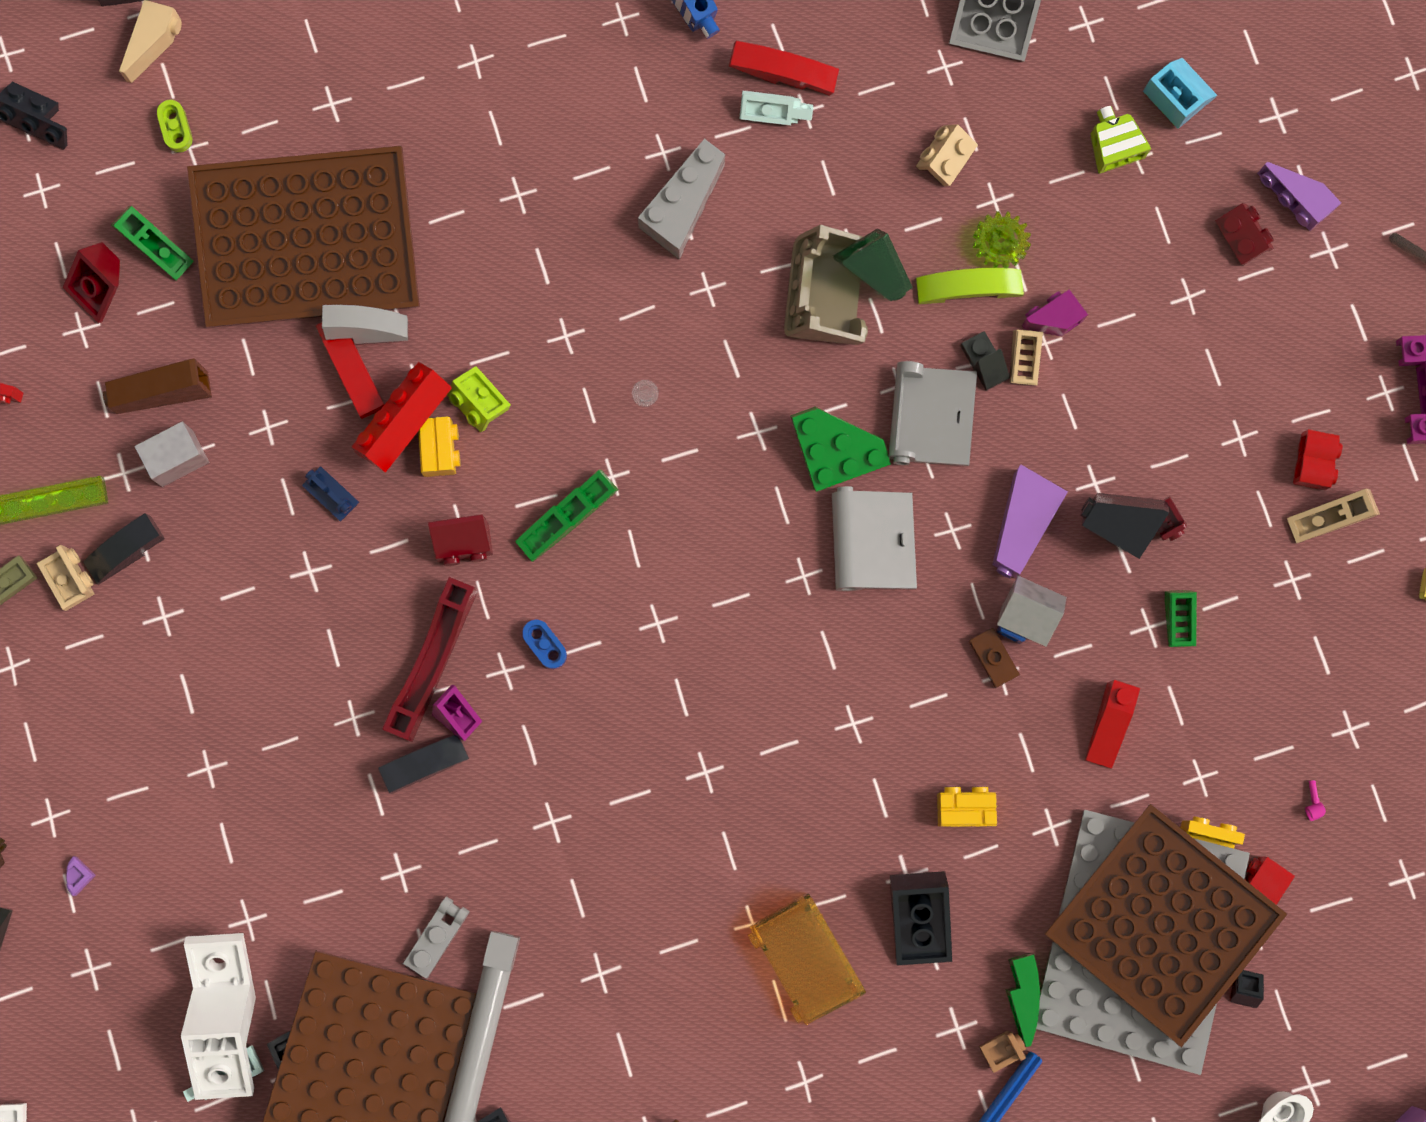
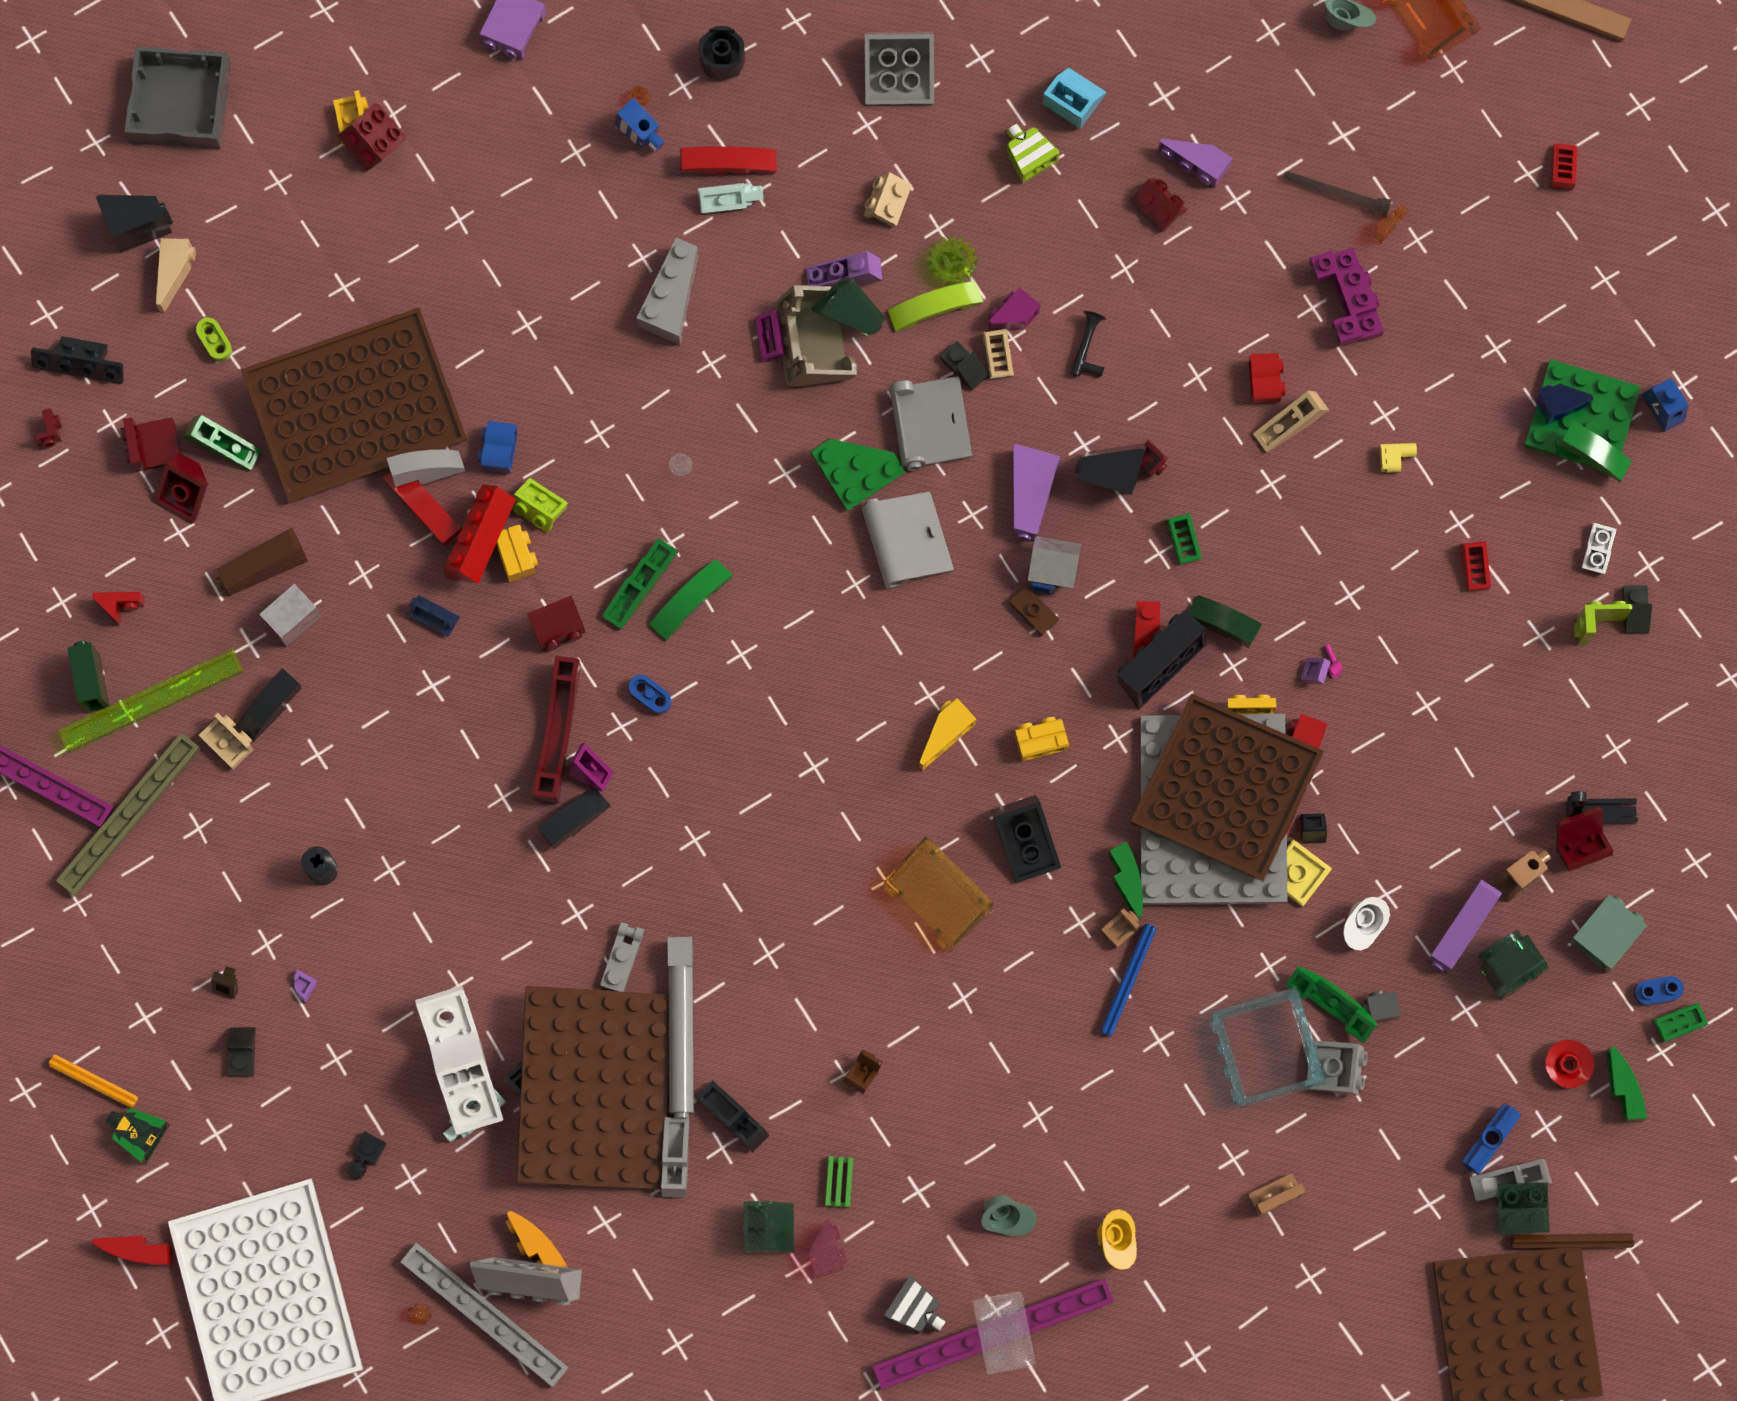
camera: 10 degrees left, 5 degrees down
(72, 222) = (150, 443): none -> dark red bracket
(97, 1085) = (368, 1149): none -> black plate
(126, 748) = (326, 864): none -> black piece
(450, 323) = (498, 447): none -> blue brick
(617, 546) = (690, 598): none -> green slope
(784, 273) = (773, 334): none -> magenta tile
(866, 768) = (949, 727): none -> yellow slope
(900, 222) = (862, 267): none -> medium lavender slope
(1113, 391) = (1079, 363): none -> black piece
(1126, 752) = (1162, 658): none -> black slope
(1205, 725) = (1225, 620): none -> dark green slope
(1227, 1040) = (1304, 873): none -> light yellow tile
(1293, 808) = (1315, 670): none -> medium lavender plate

